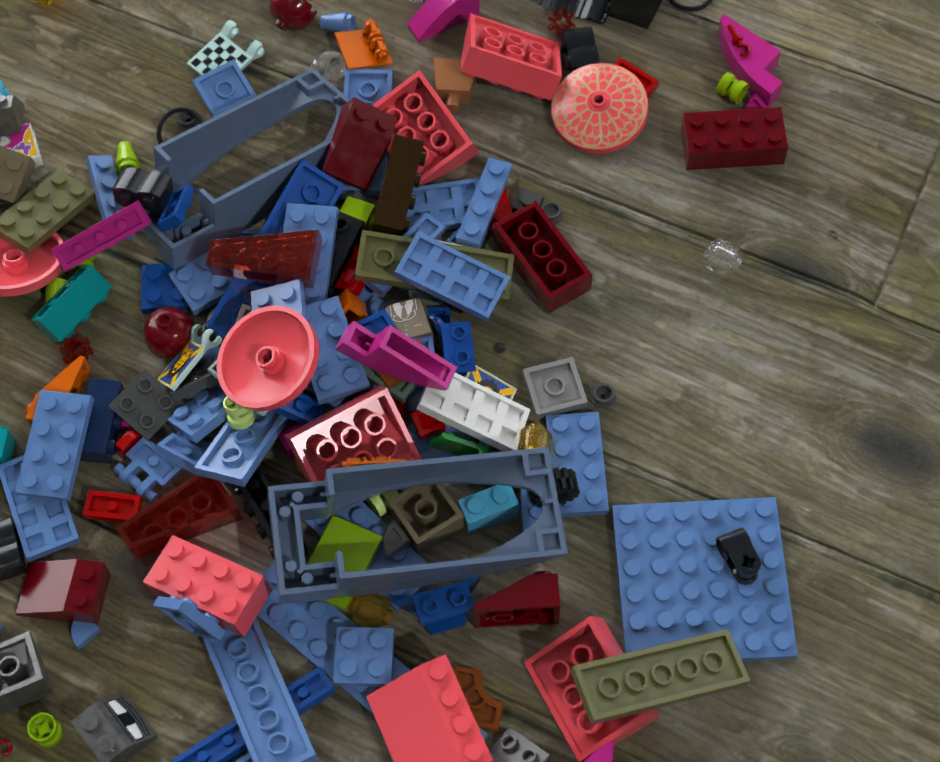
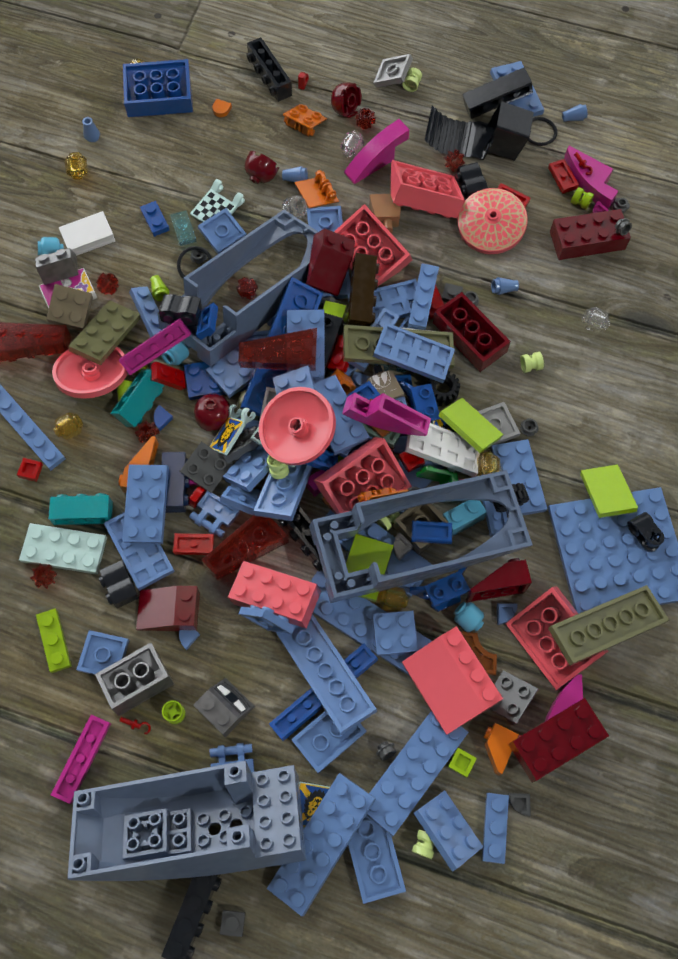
camera: 10 degrees left, 5 degrees up
(44, 78) = (87, 233): none -> white piece
(58, 147) = (107, 283): none -> clear red gear
(100, 333) = (161, 417): none -> blue tile
(116, 277) = (168, 375): none -> red plate
(133, 248) = (176, 354): none -> medium azure head
(138, 66) = (154, 218): none -> blue plate
(173, 82) = (183, 228): none -> clear light blue plate
(244, 168) = (247, 288): none -> clear red gear
(435, 523) = (431, 532): none -> blue tile
(472, 646) = (469, 616): none -> medium azure head
(497, 342) = (449, 396): none -> black tyre
(517, 383) = (470, 425): none -> lime tile
(526, 646) = (505, 612): none -> medium blue tile
(601, 198) = (503, 285): none -> medium blue cone
(624, 306) = (531, 362): none -> yellowish green wheel
(698, 494) = (608, 491): none -> lime tile
(711, 55) = (563, 176): none -> red plate
(776, 131) = (623, 226): none -> dark grey plate
(787, 107) = (617, 204): none -> dark grey plate

